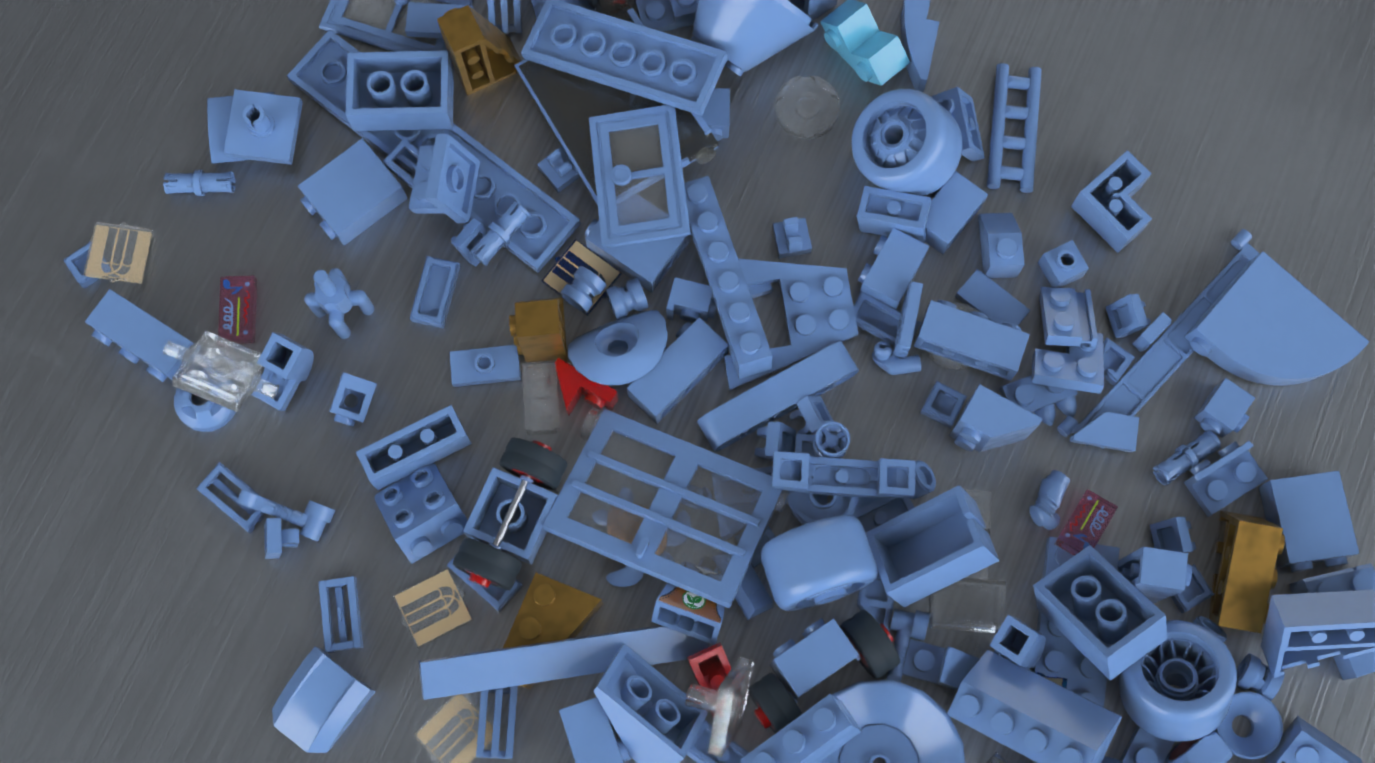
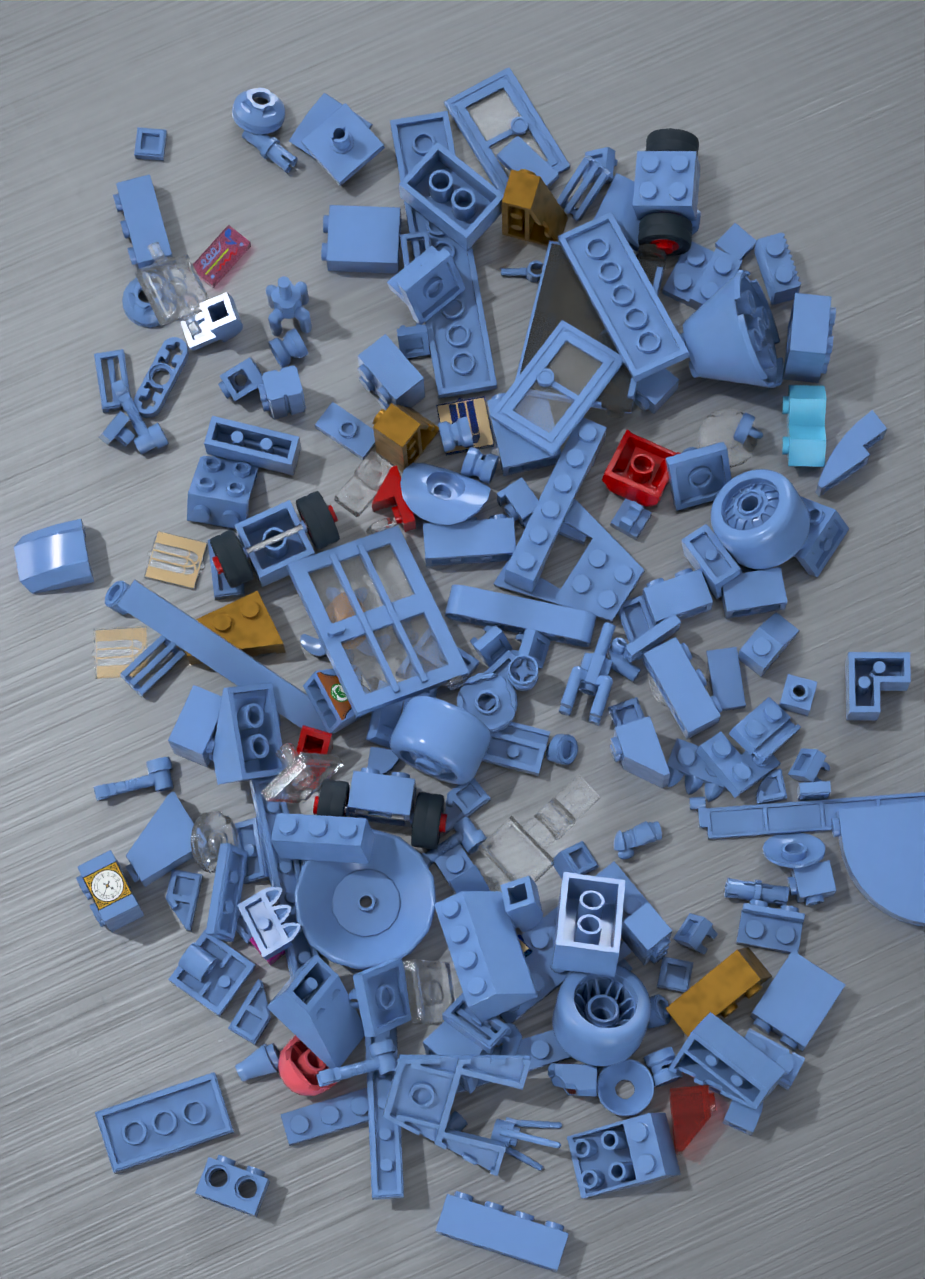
camera: 45 degrees right, 0 degrees up
(118, 252) = (176, 152): clear piece -> none
(163, 164) = (257, 117): none -> medium blue piece
(280, 432) = (163, 355): none -> medium blue beam
(344, 644) = (108, 502): medium blue tile -> none
(370, 336) = (290, 347): none -> medium blue wheel
(400, 379) = (282, 392): none -> medium blue brick
(409, 685) = (115, 594): none -> medium blue tile
(435, 292) = (345, 359): medium blue tile -> none
(482, 285) = (390, 375): none -> medium blue brick
(500, 233) = (434, 349): medium blue pin -> none
(517, 108) = (524, 271): none -> medium blue hand
(558, 169) = (514, 338): medium blue tile -> none
(765, 189) = (638, 470): none -> red slope
(775, 627) = (382, 759): none -> medium blue tile
(818, 151) = (698, 474): none -> medium blue tile
(820, 83) = (745, 428): none -> medium blue tile
(843, 476) = (507, 698): medium blue slope -> none
(889, 398) = (591, 678): none -> medium blue plant
(931, 546) = (521, 792): medium blue piece -> none
(999, 140) = (855, 592): medium blue bar -> none
(1017, 567) = (575, 860): none -> medium blue slope
(1086, 523) = (645, 873): clear pink tile -> none
(1110, 431) = (719, 829): medium blue tile -> none
(1187, 395) = (794, 850): none -> medium blue dish
(1319, 700) = (689, 1113): none -> clear red slope

